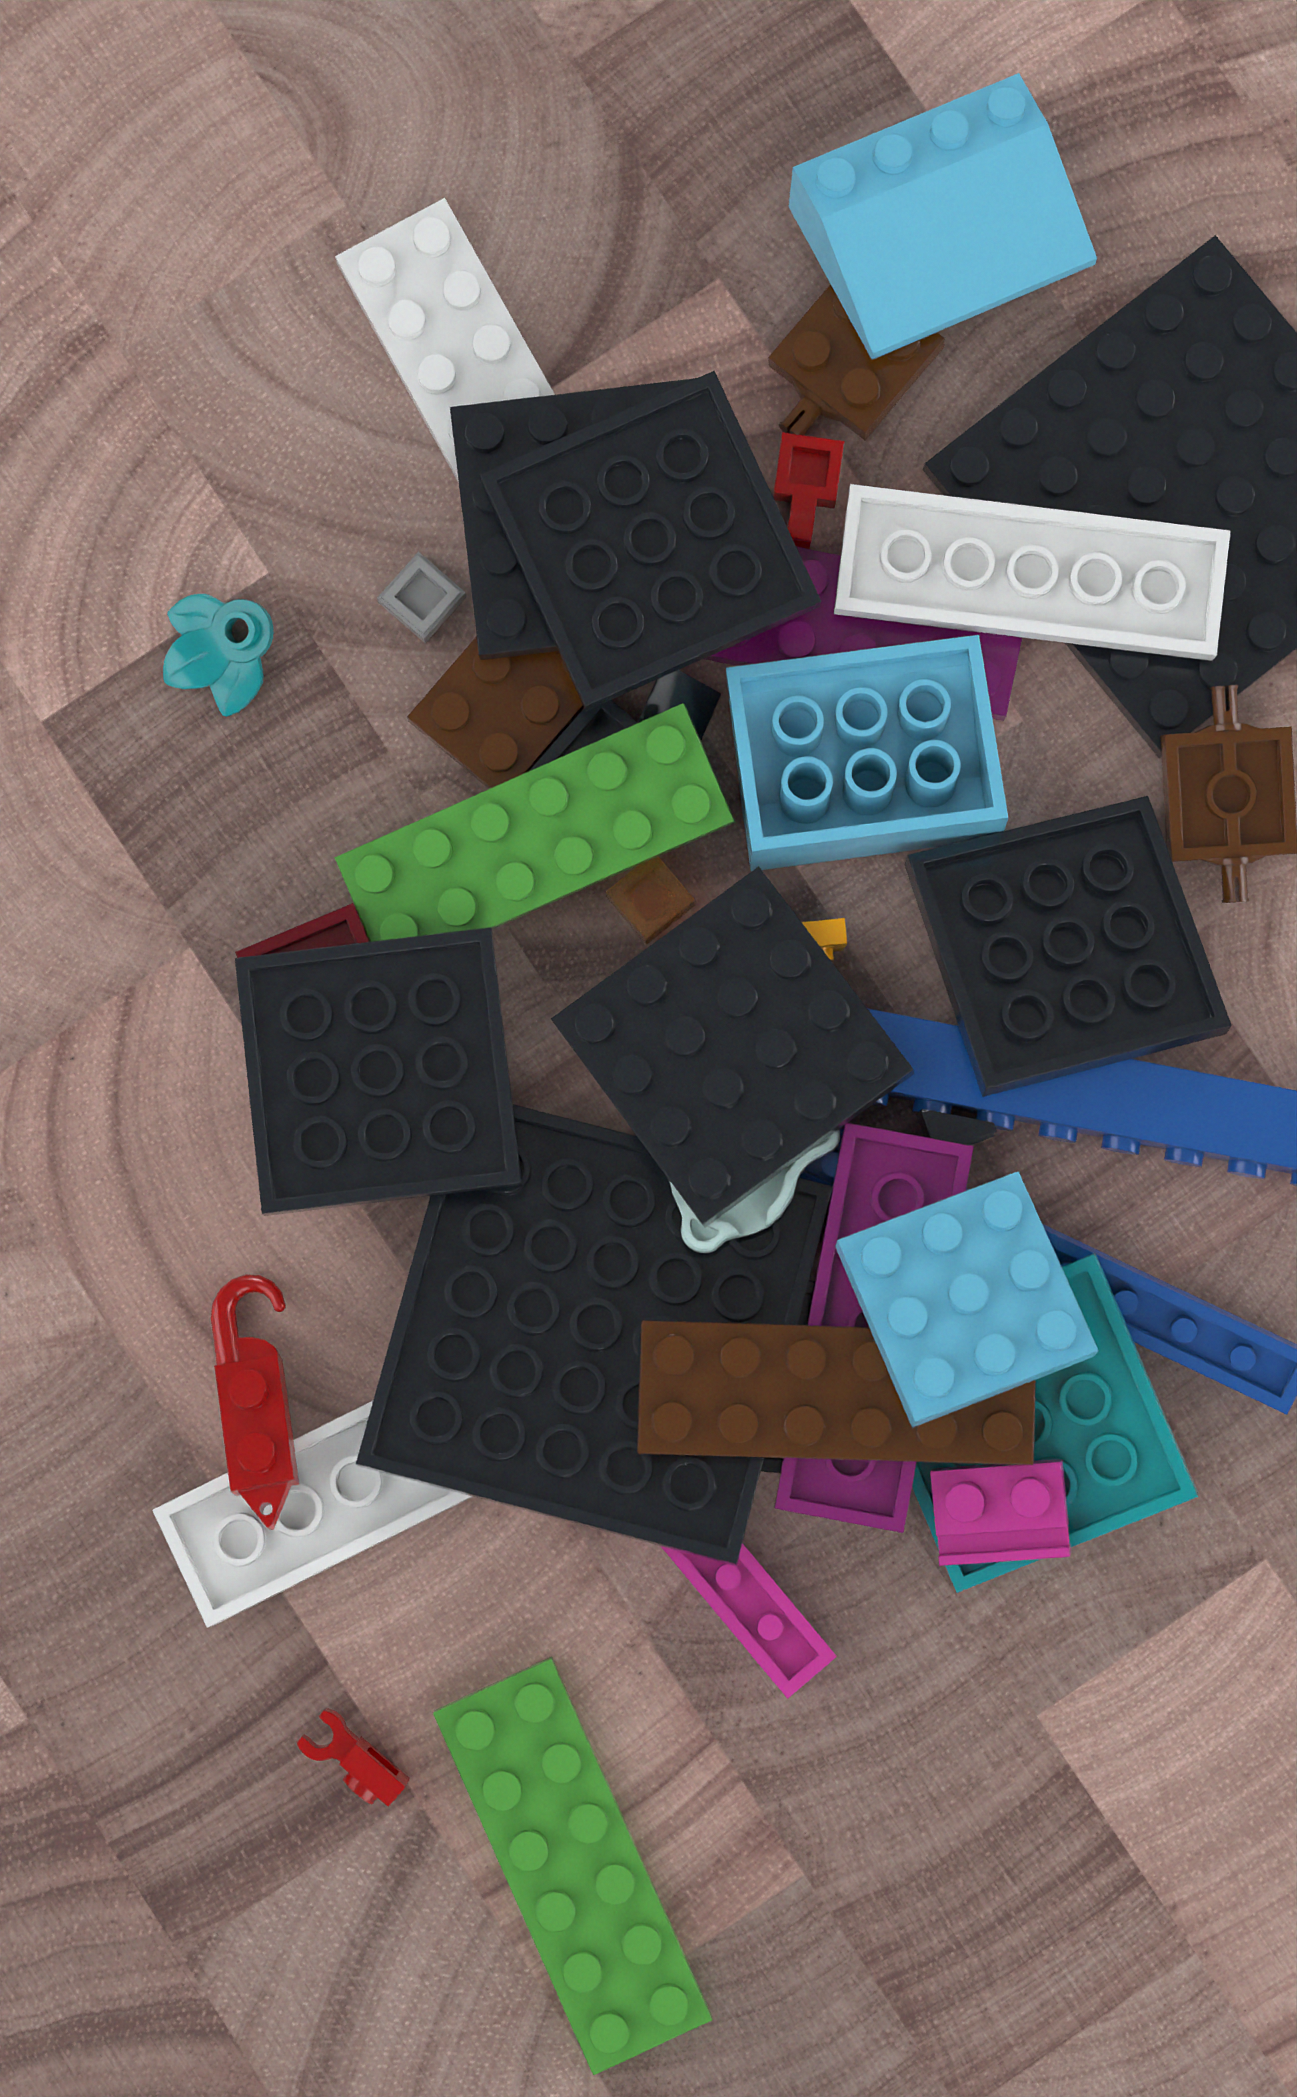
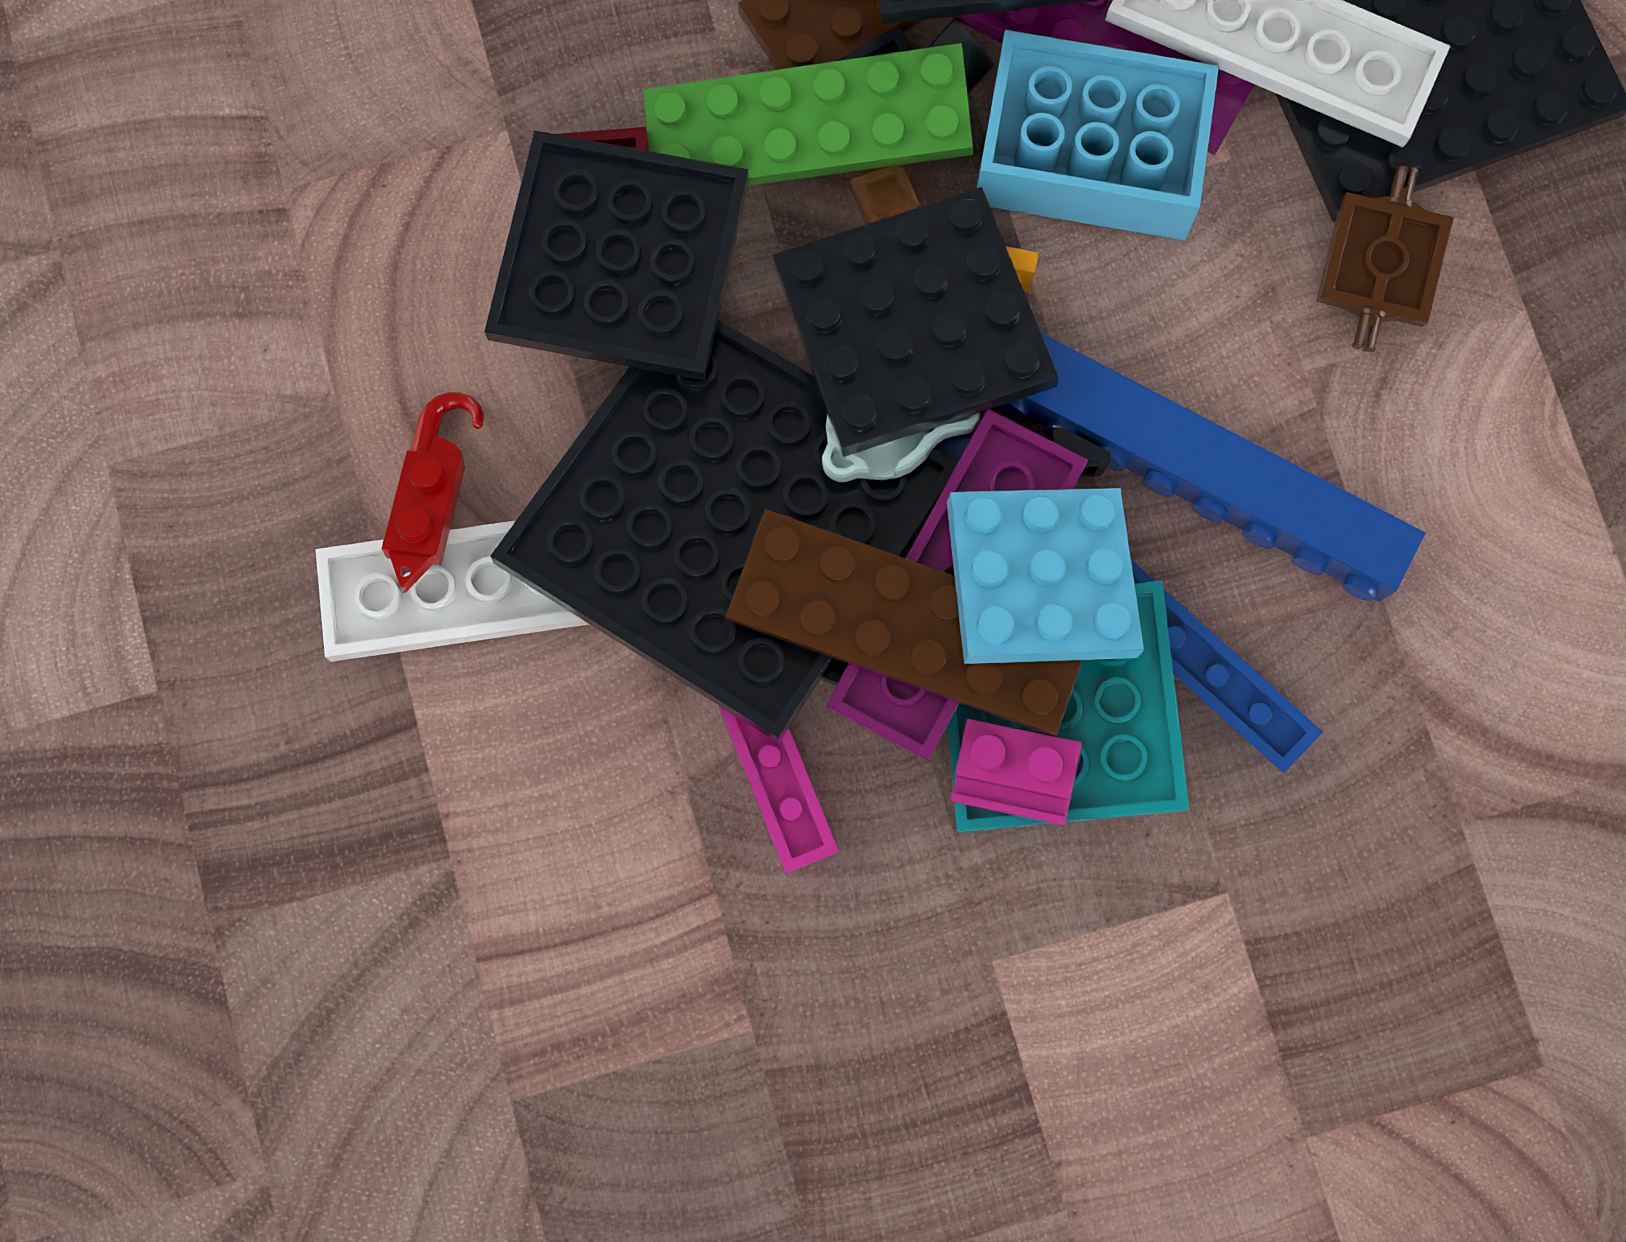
camera: 20 degrees right, 5 degrees down
(368, 1770) = (416, 818): red plate -> none
(572, 1866) = (560, 959): bright green plate -> none
(1066, 945) = (1215, 331): black plate -> none

